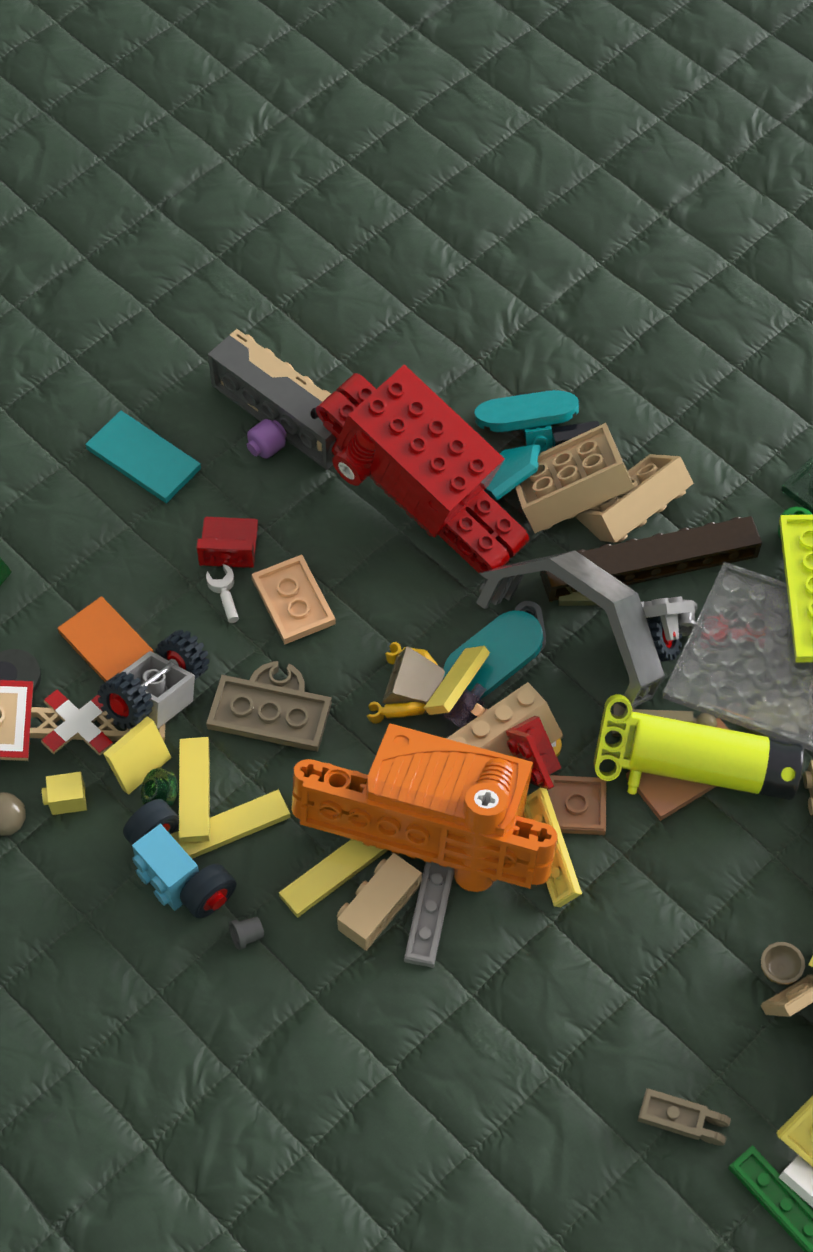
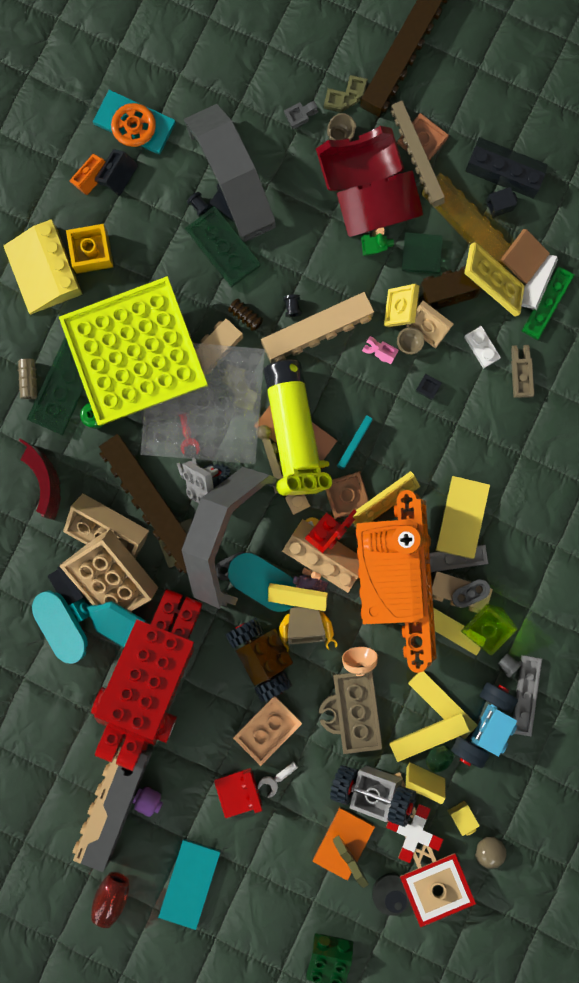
camera: 110 degrees left, 25 degrees up
(94, 630) = (350, 860): none -> olive tile
(168, 364) = (110, 900): none -> clear red piece
(192, 943) = (527, 694): none -> light grey tile
(312, 916) = (490, 628): none -> clear neon green slope
(342, 735) = (357, 657): none -> light nougat piece
(372, 902) = (470, 593): none -> dark grey plate
(392, 613) = (262, 658): none -> dark brown brick
(486, 946) = (462, 517): none -> light yellow tile
(586, 737) = (297, 503): none -> tan plate
(650, 836) = (355, 442): none -> teal tile
(702, 969) = (428, 386): none -> black plate
(727, 449) = (47, 479): none -> dark red panel
(741, 1074) = (482, 347): none -> white plate
(777, 922) = (382, 350): none -> bright pink plate

